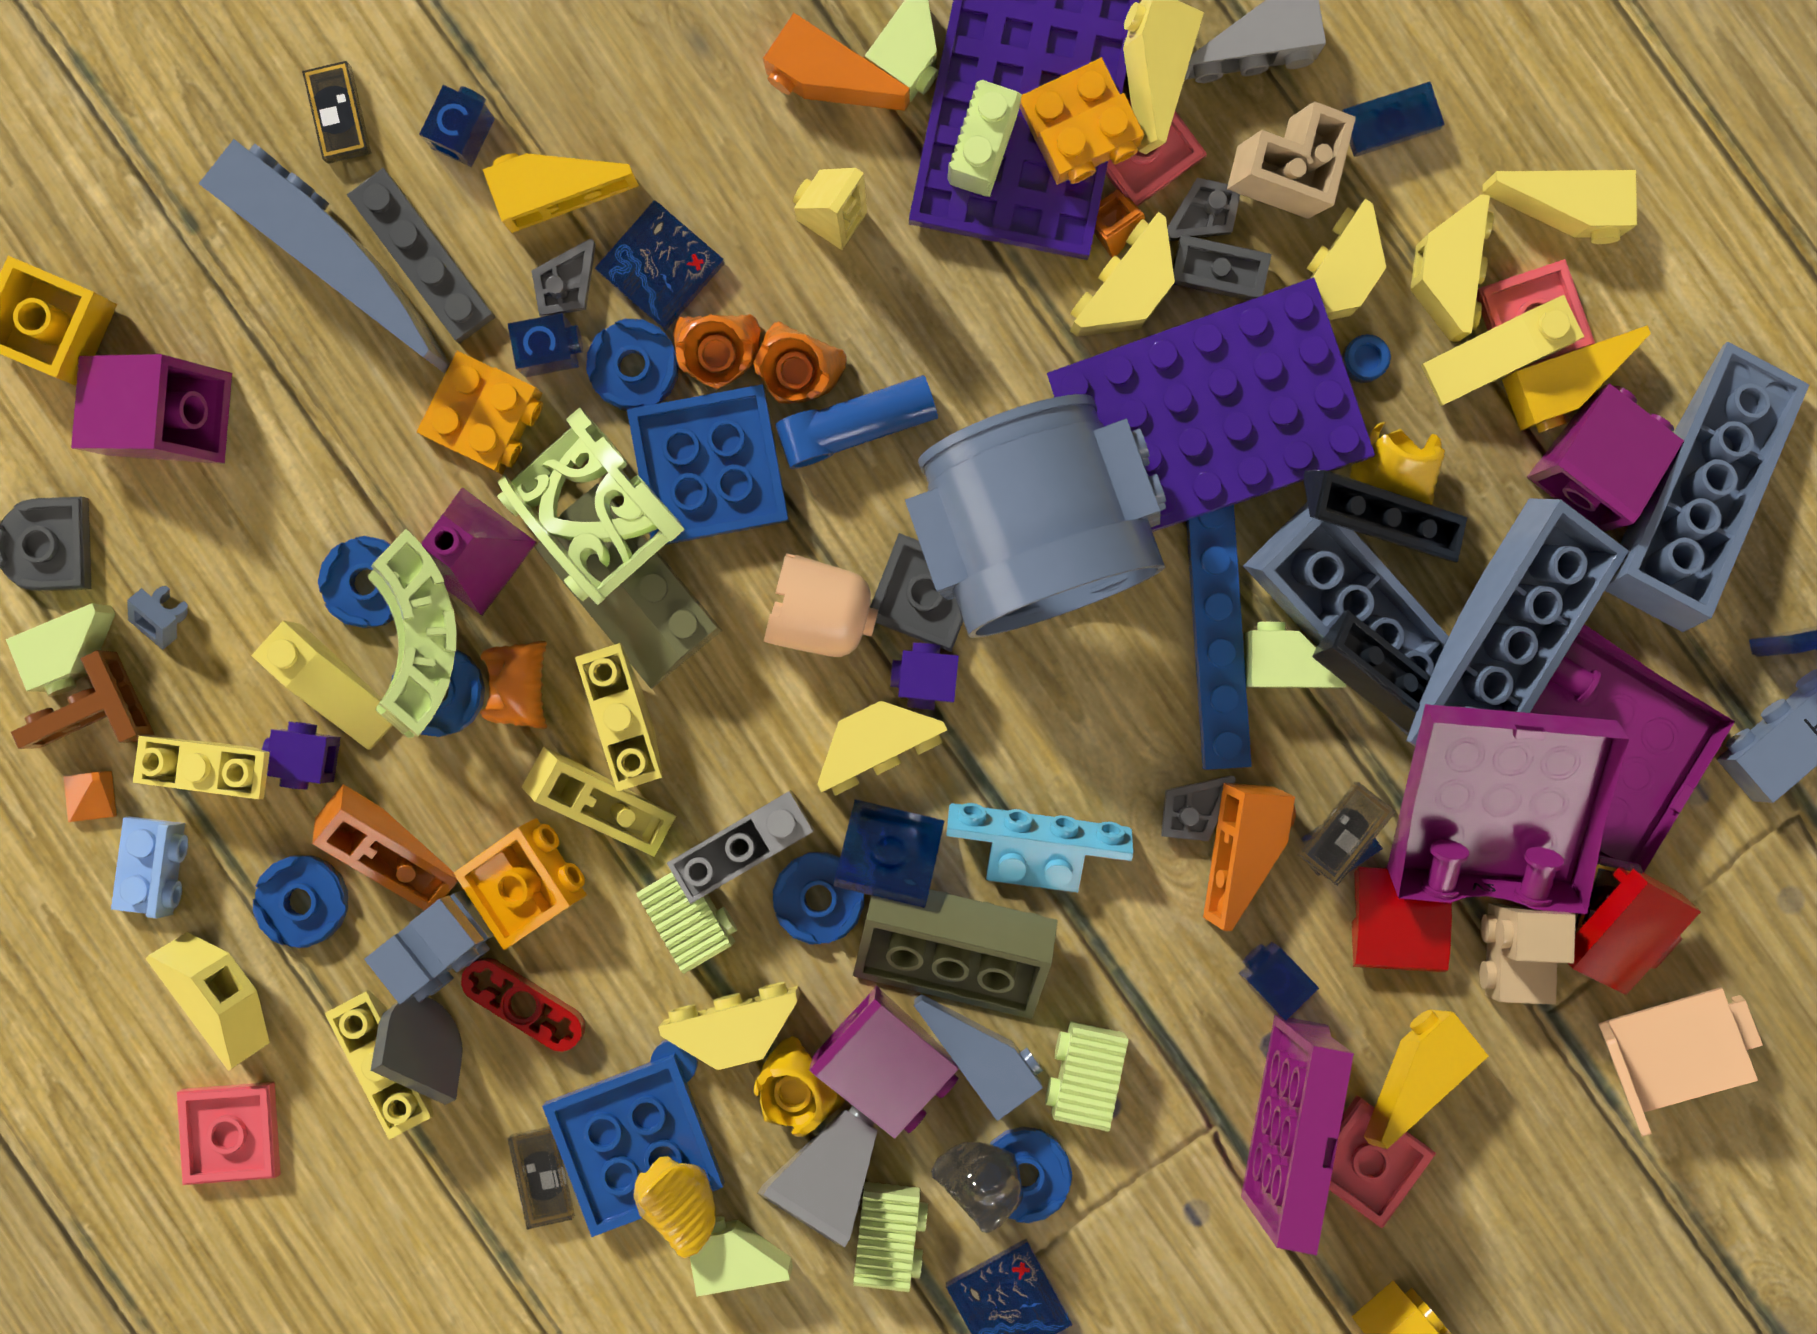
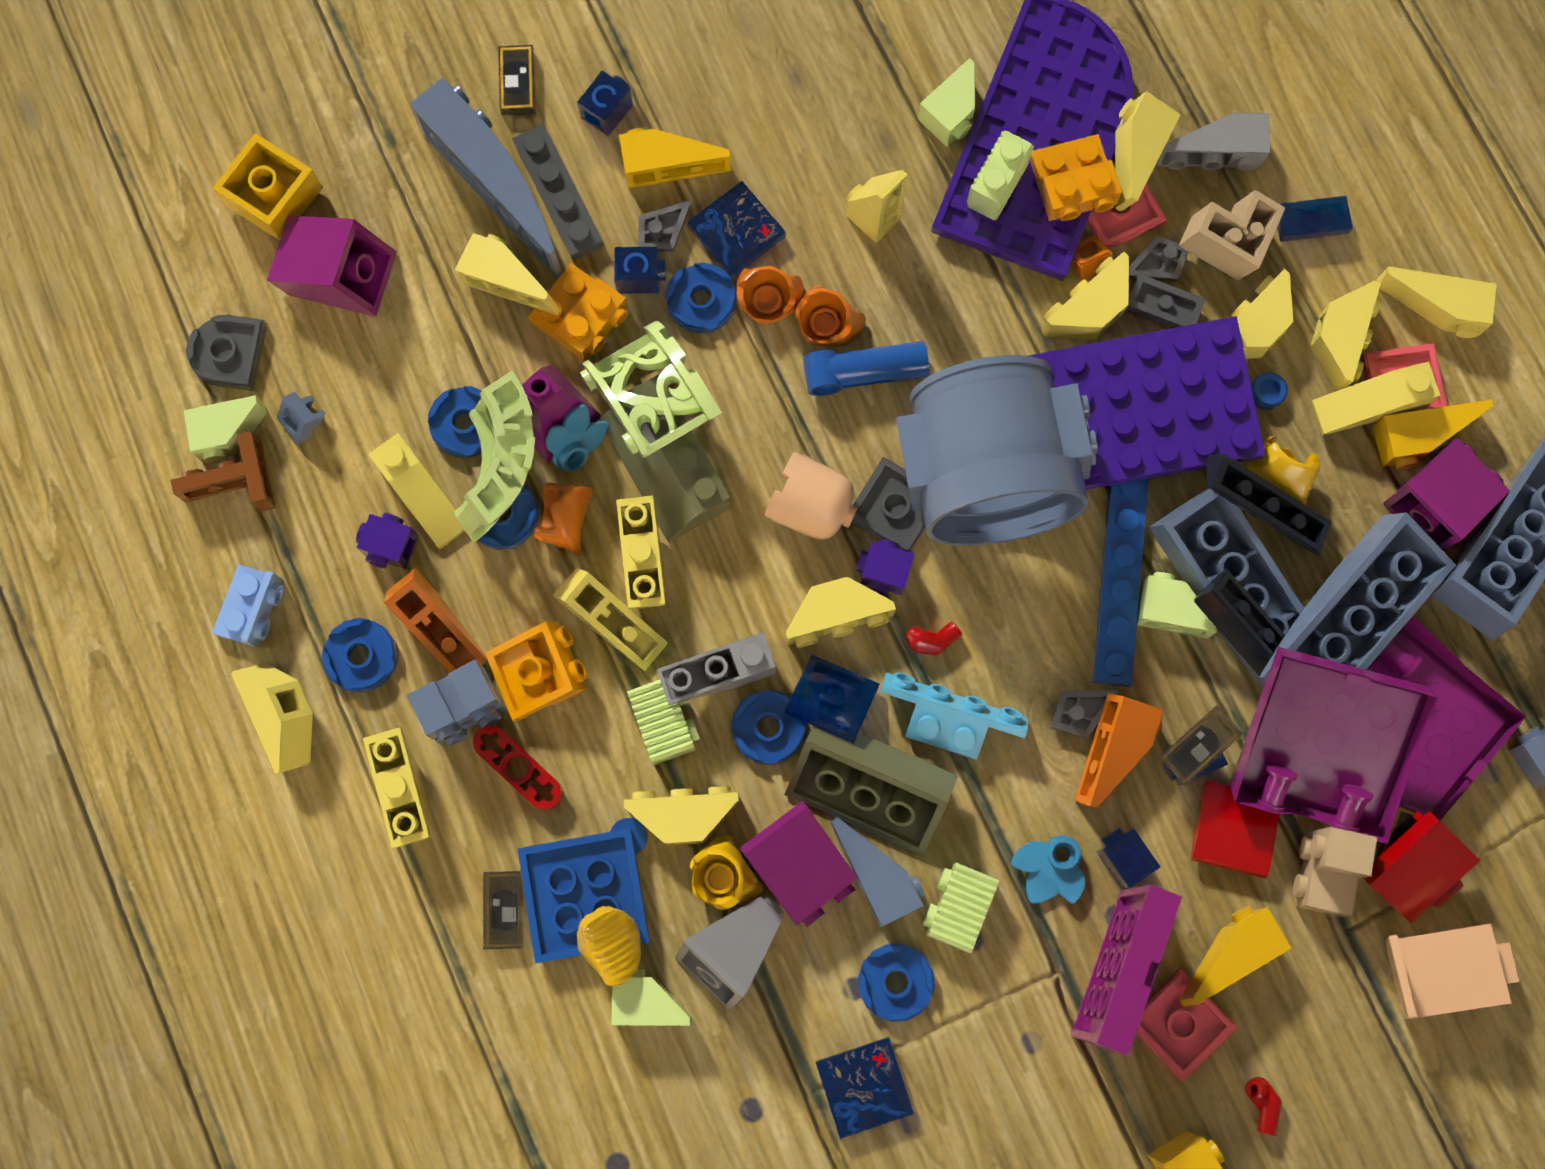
camera: 10 degrees right, 10 degrees down
(90, 796) = (215, 544): orange slope -> none
(202, 766) = (310, 533): light yellow slope -> none
(228, 1133) = (261, 827): coral tile -> none
(365, 379) = (495, 270): none -> light yellow slope
(419, 1049) = (431, 782): dark grey tile -> none
(508, 583) = (575, 439): none -> dark azure plate
(711, 461) = (750, 378): blue plate -> none
(826, 70) = (891, 112): orange slope -> none
(888, 1237) = (775, 1010): yellowish green brick -> none
(981, 1181) = (860, 974): clear smoke hair -> none
(1001, 757) = (931, 642): none -> red arm
(1186, 1014) = (1046, 873): none -> dark azure plate
(1484, 1233) = (1267, 1102): none -> red arm

